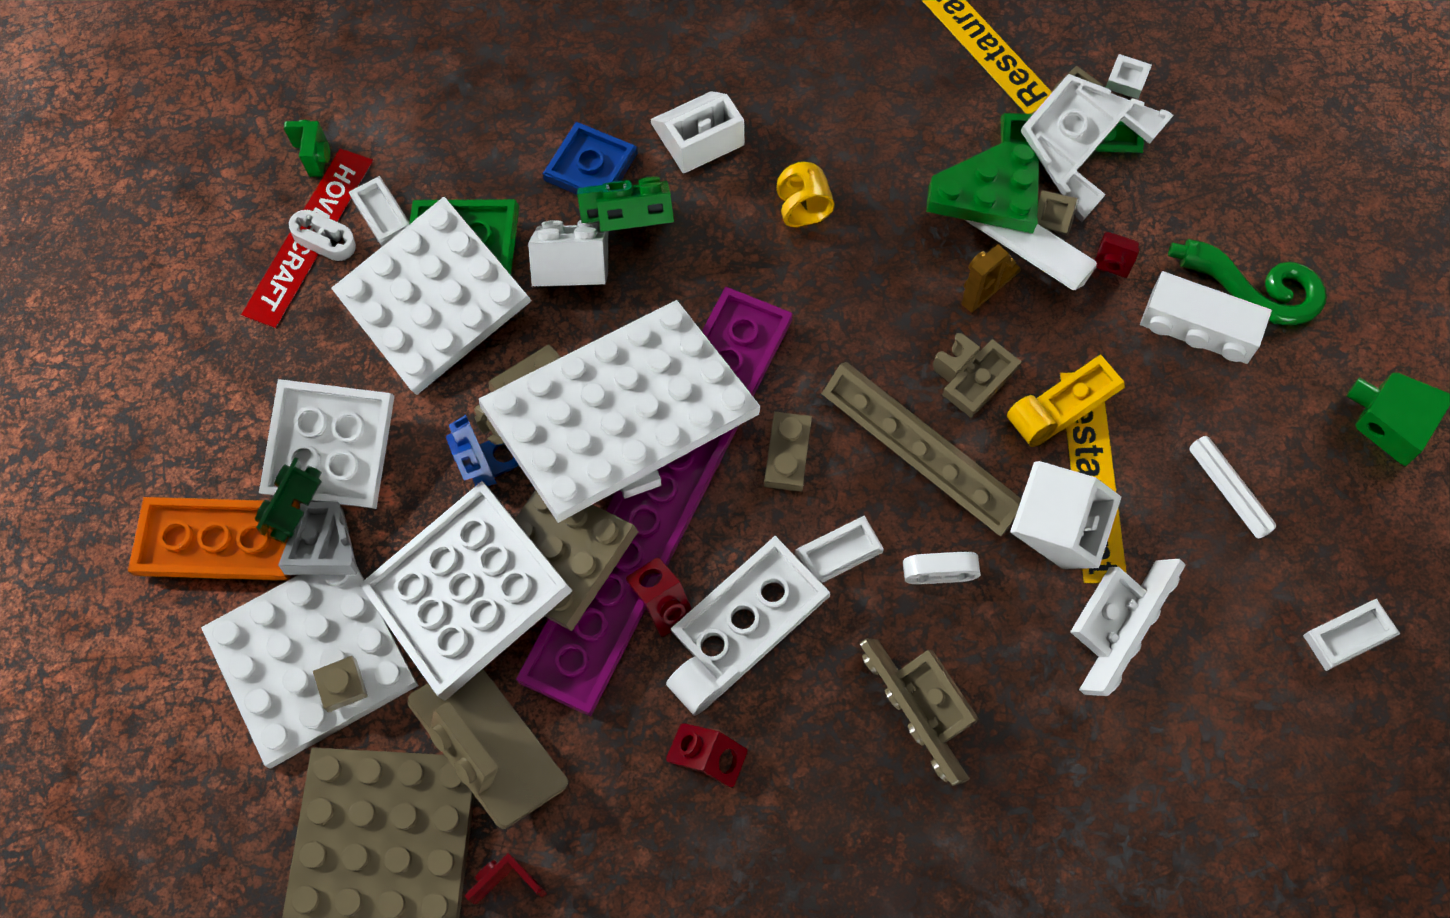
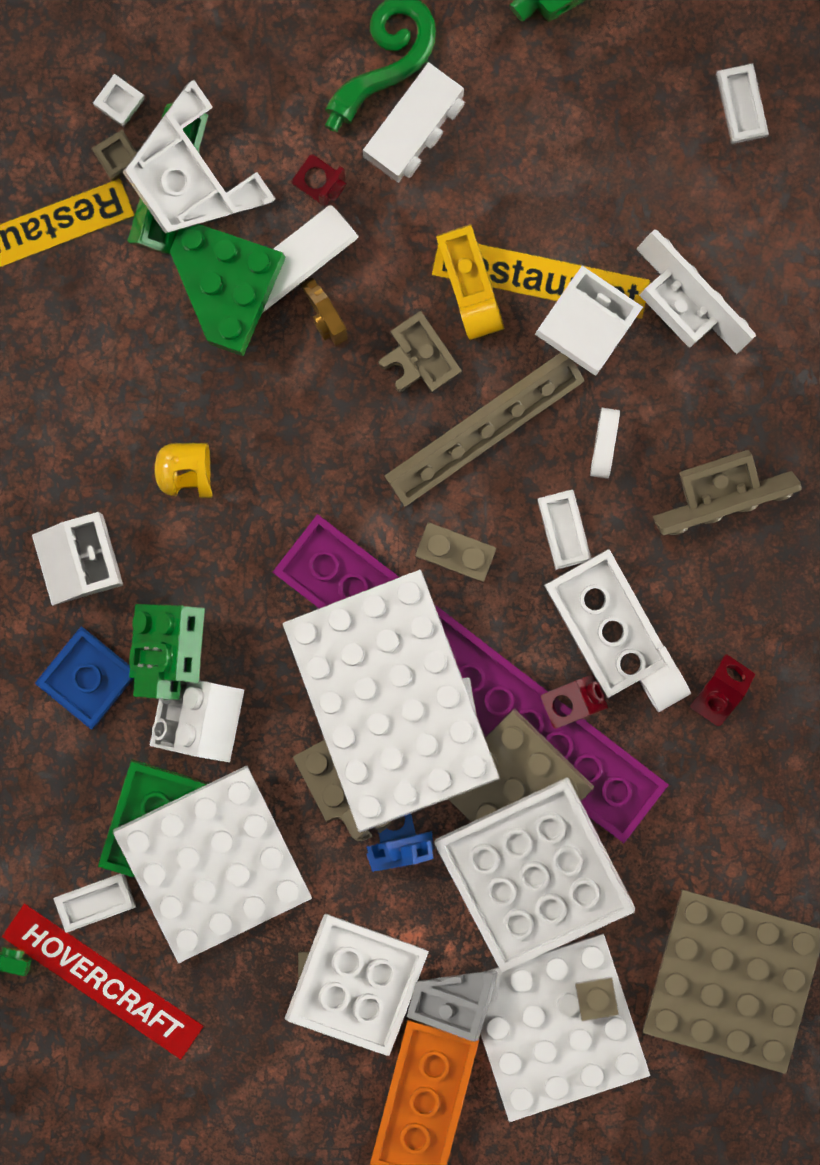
camera: 80 degrees left, 20 degrees up
(279, 513) = (423, 1035): dark green hinge -> none
(324, 231) = (104, 959): white beam -> none
(490, 748) = (682, 875): dark tan bracket -> none
(494, 872) = (785, 889): dark red bracket -> none
(1056, 212) = (264, 226): dark tan plate -> none
(1232, 487) = (585, 157): white axle -> none

